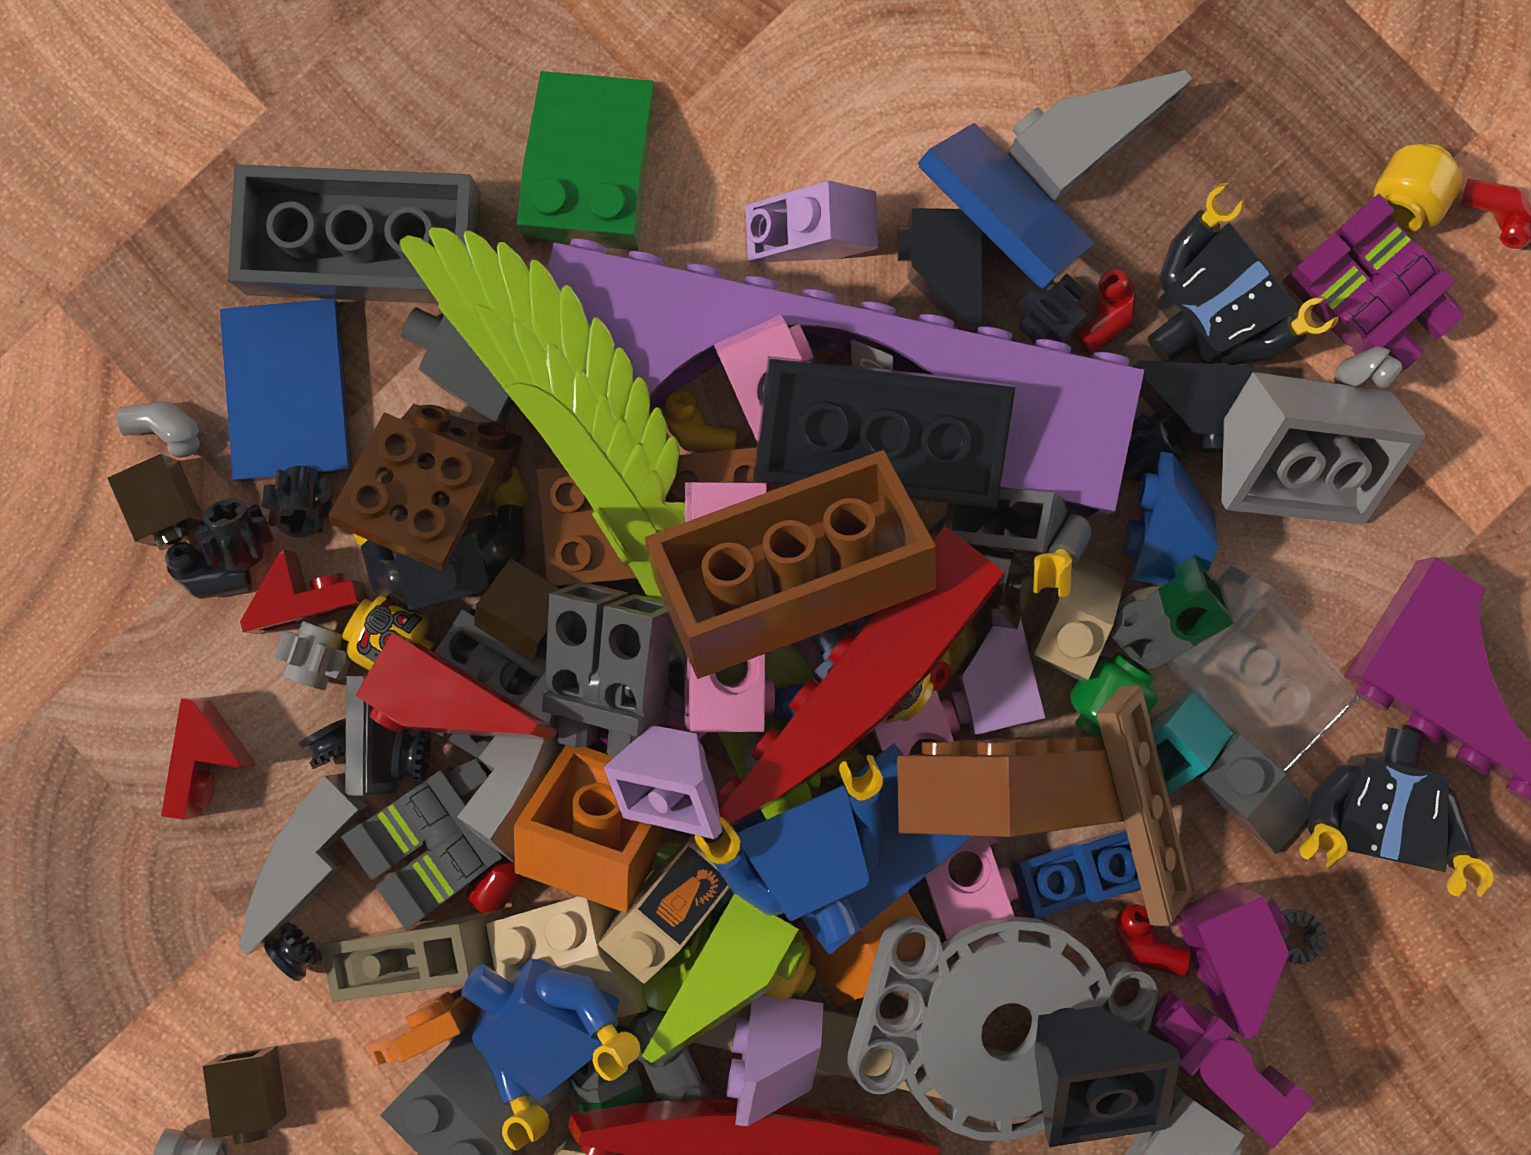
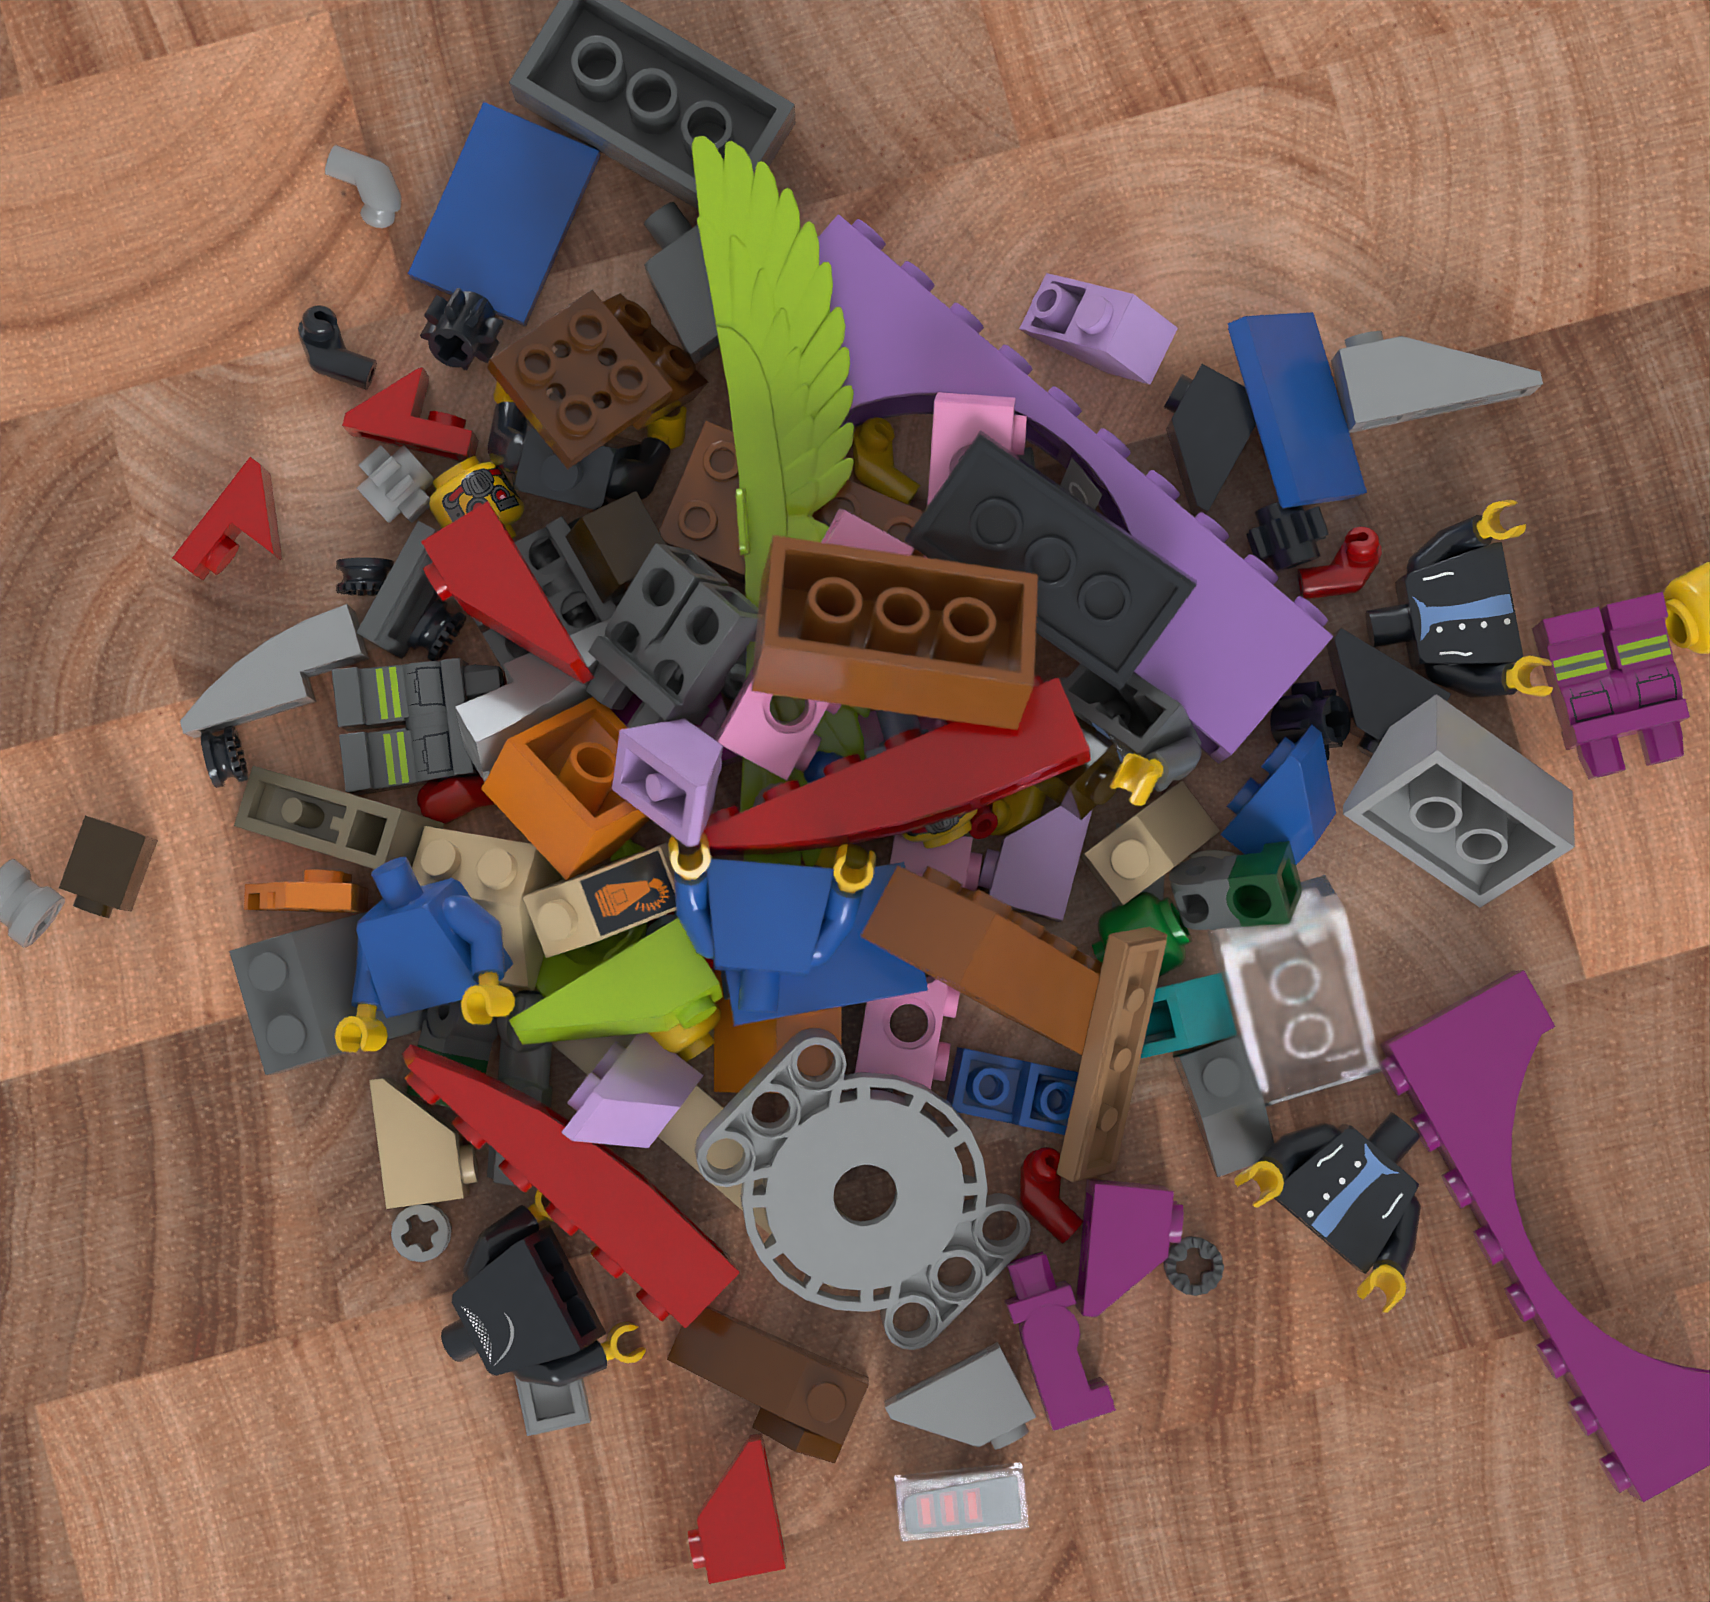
camera: 25 degrees right, 0 degrees up
(157, 502) = (325, 256): dark brown brick -> none
(233, 534) = (381, 327): black gear -> none
(586, 160) = (915, 147): green slope -> none
(1101, 1076) = (928, 1282): black slope -> none
(1371, 363) = (1559, 752): light grey arm -> none

